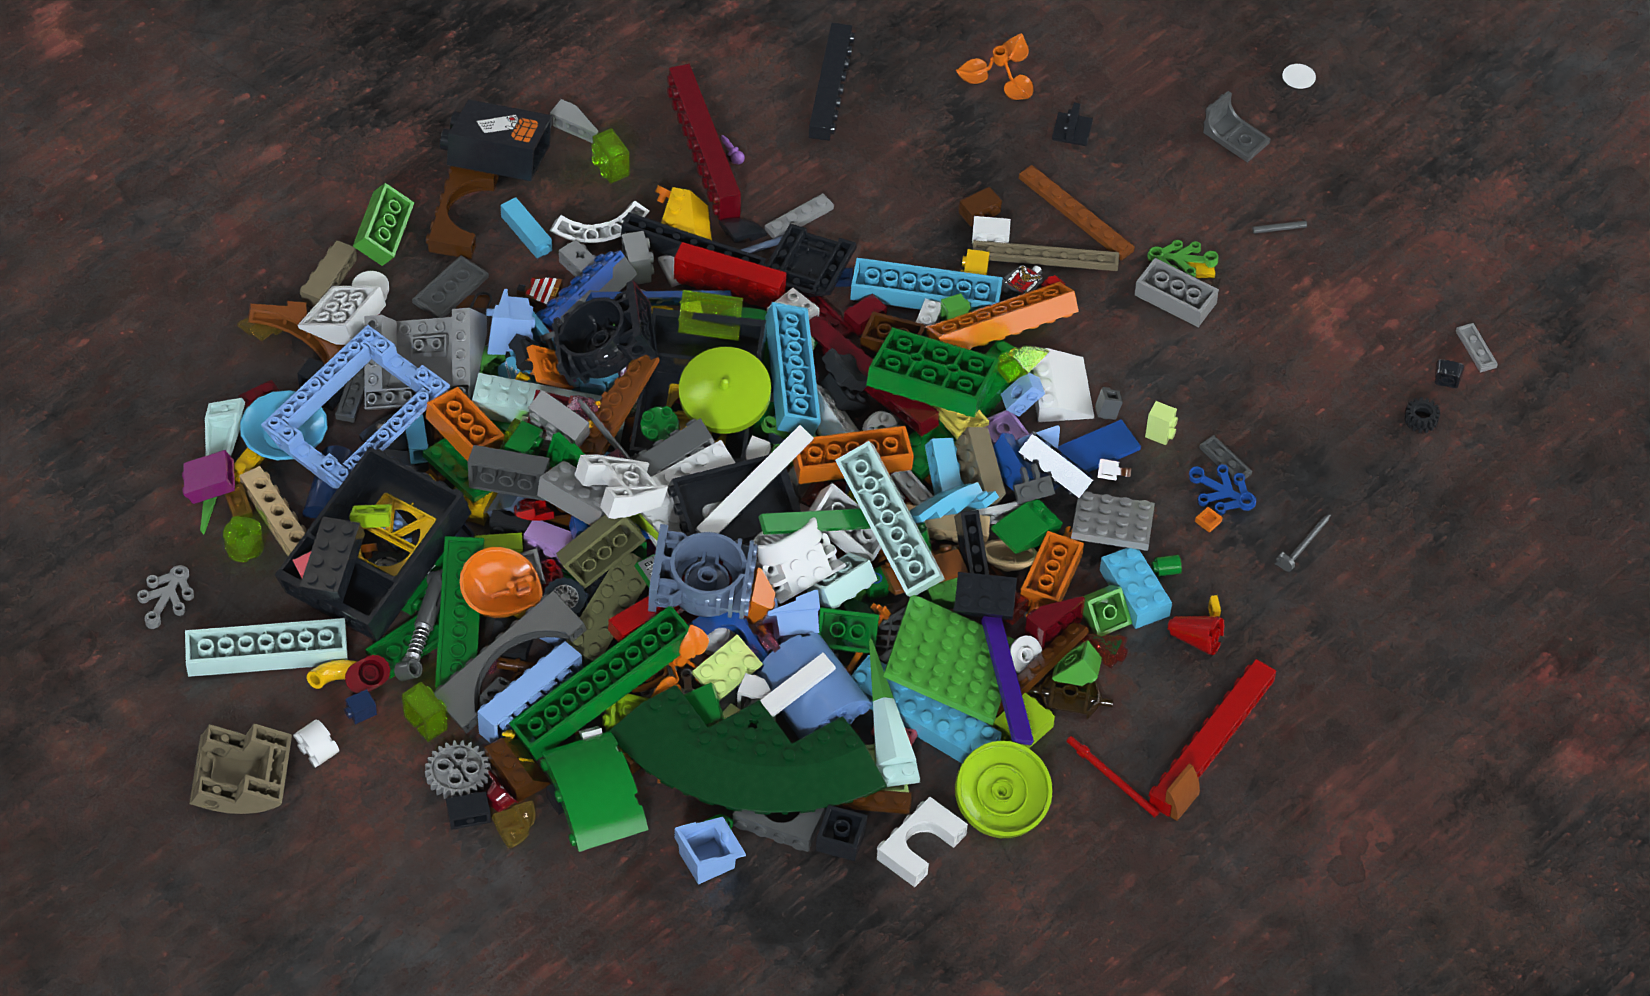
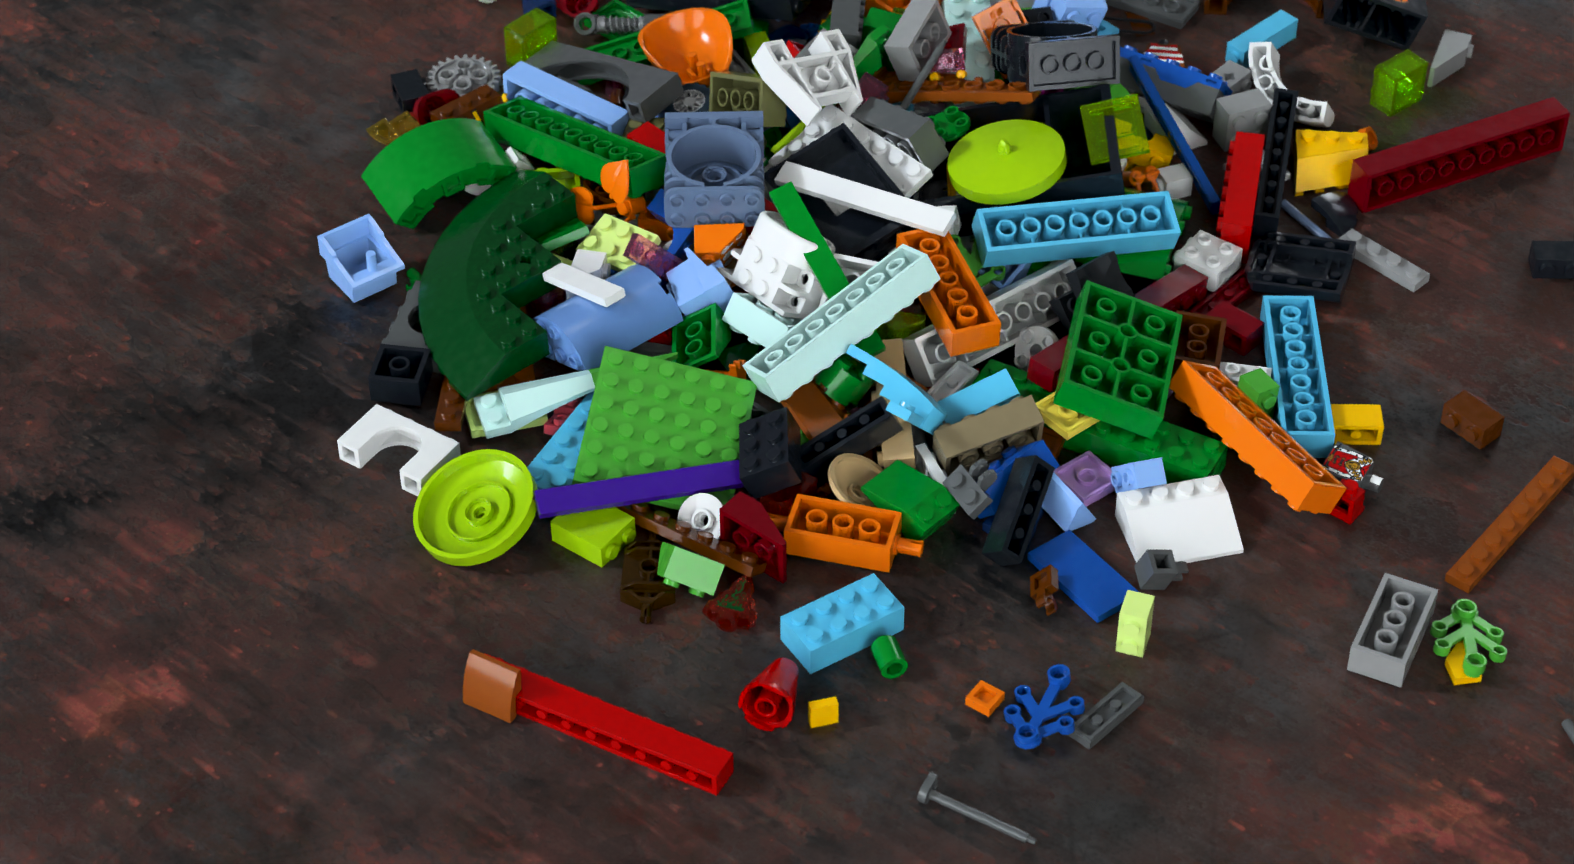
camera: 85 degrees right, 10 degrees down
(737, 157) = (1462, 197): medium lavender bar -> none
(991, 229) = (1430, 434): white brick -> none
(1020, 361) = (1170, 442): clear neon green slope -> none
(1049, 255) = (1413, 496): dark tan plate -> none
(1084, 752) = (559, 596): red bar -> none
(1106, 610) = (791, 588): bright green slope -> none
(1113, 521) = (945, 587): light grey plate -> none

